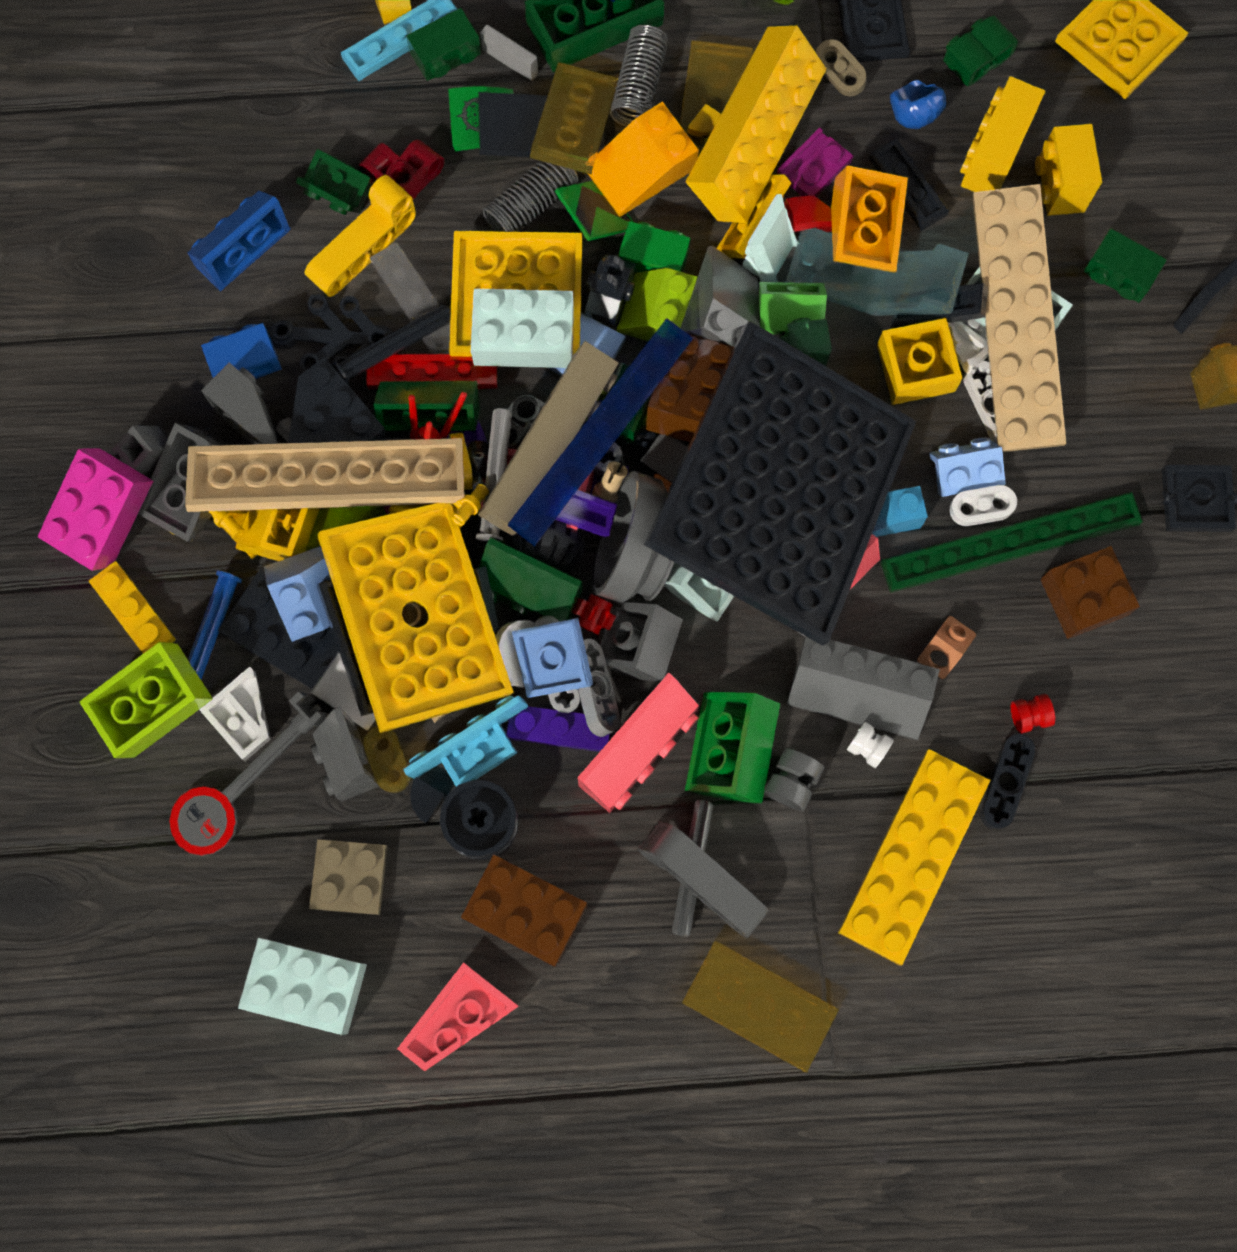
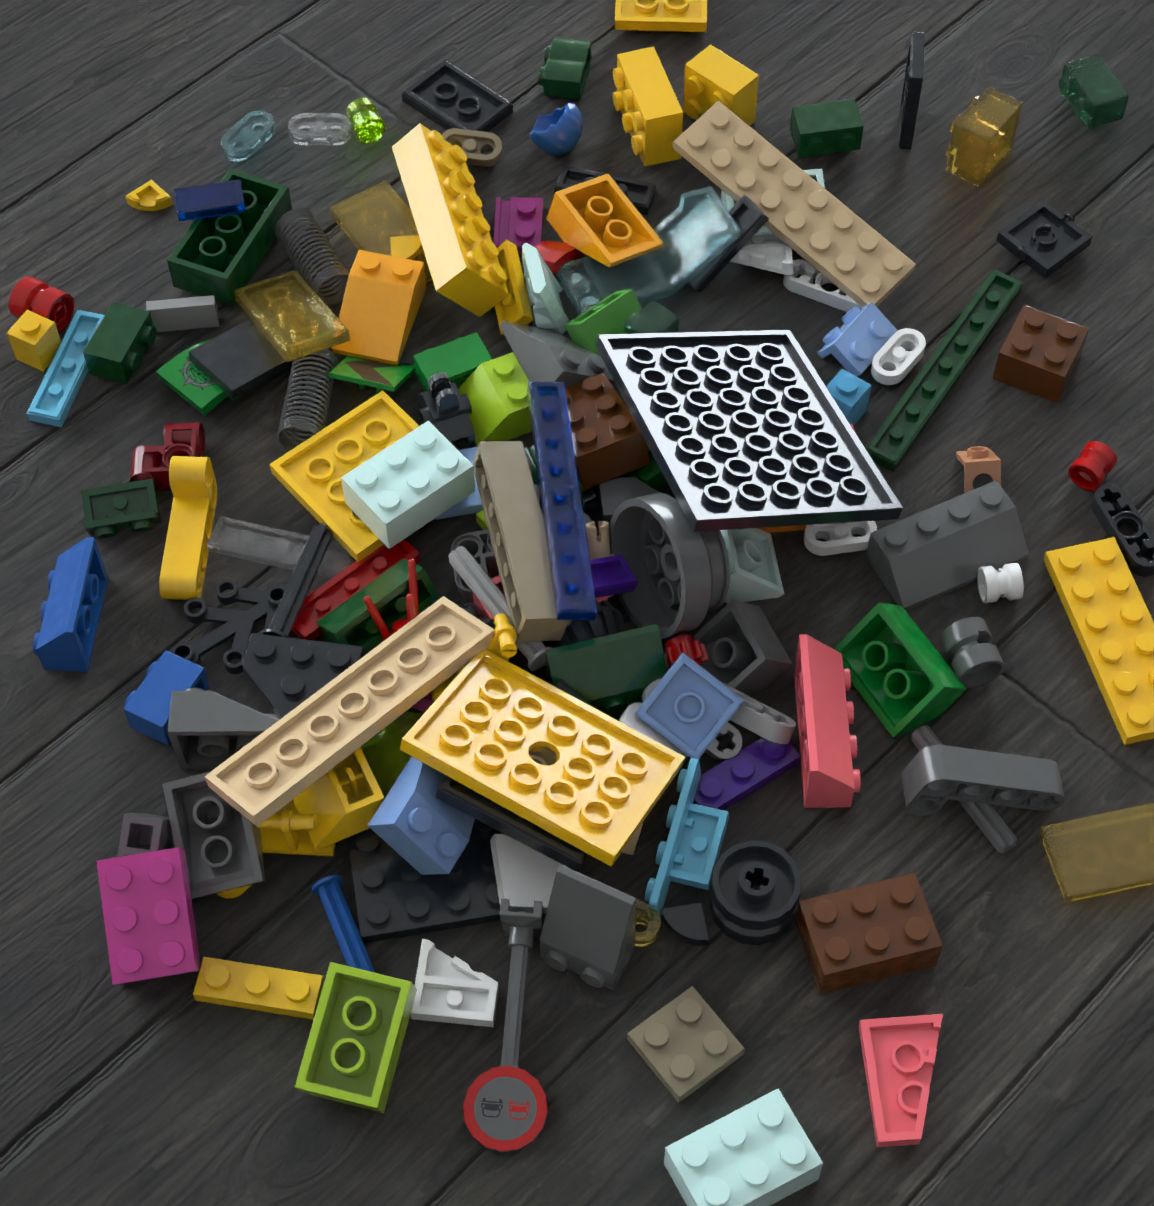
camera: 40 degrees left, 20 degrees down
(919, 361) = (746, 290): yellow brick -> none

